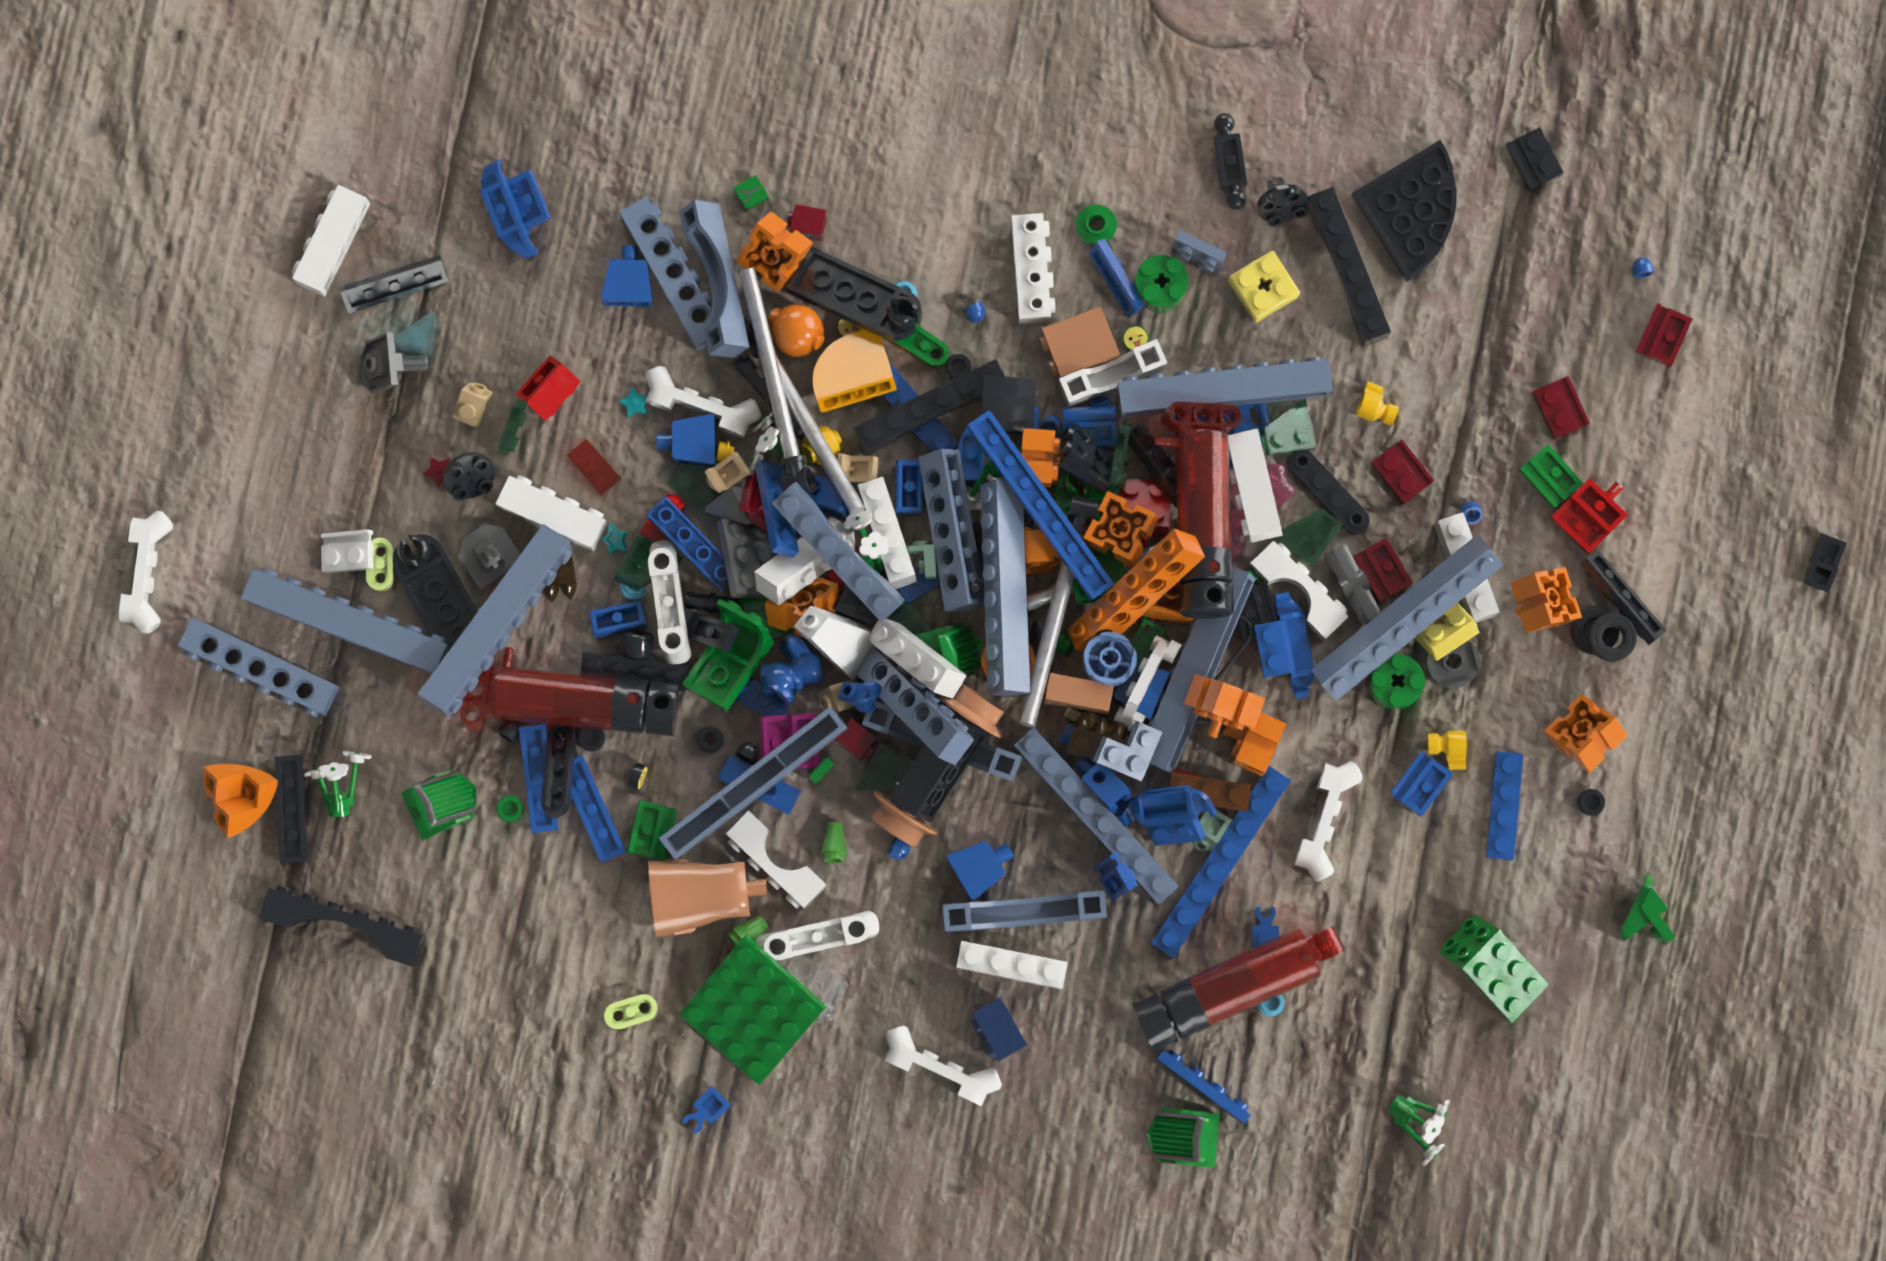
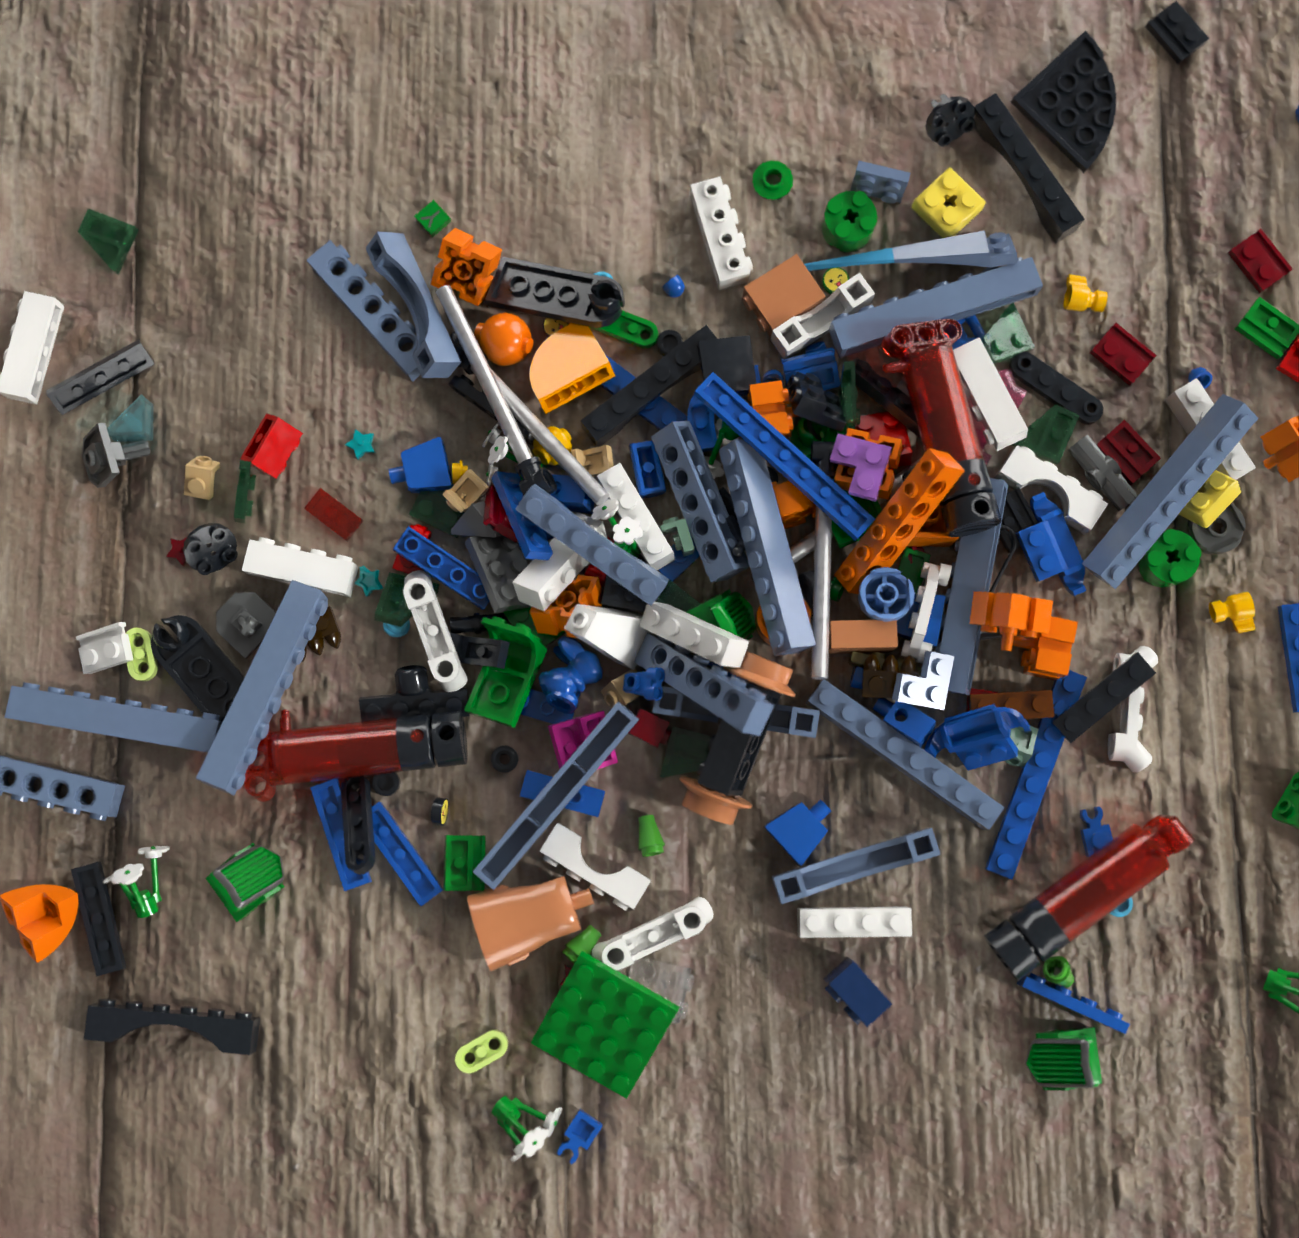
camera: 10 degrees left, 0 degrees up
(427, 146) = (108, 237): none -> clear green wing
(509, 731) = (301, 792): black hinge -> none
(510, 809) = (319, 870): green tile -> none
(513, 206) = (203, 278): blue plate -> none
(618, 619) = (387, 658): blue brick -> none
(628, 281) = (329, 327): blue torso -> none
(644, 1074) = (508, 1114): none -> plant
(665, 395) = (388, 429): white plate -> none
(747, 752) = (544, 763): black hinge -> none
(808, 221) = (494, 231): dark red brick -> none
(821, 771) = (621, 766): green tile -> none
(899, 849) = (714, 829): blue hinge -> none
(903, 1054) = (765, 1036): white plate -> none
(1116, 279) = (804, 225): blue plate -> none
(1116, 877) = (939, 811): blue plate -> none
(1119, 529) = (867, 459): none -> medium lavender plate
(1195, 1052) = (1058, 971): none -> bright green cone
(1230, 161) = (888, 93): black plate -> none
(1268, 338) = (963, 249): none -> sand blue plate
(1298, 802) = (1103, 697): none -> black plate
(1421, 784) = (1215, 653): blue plate -> none

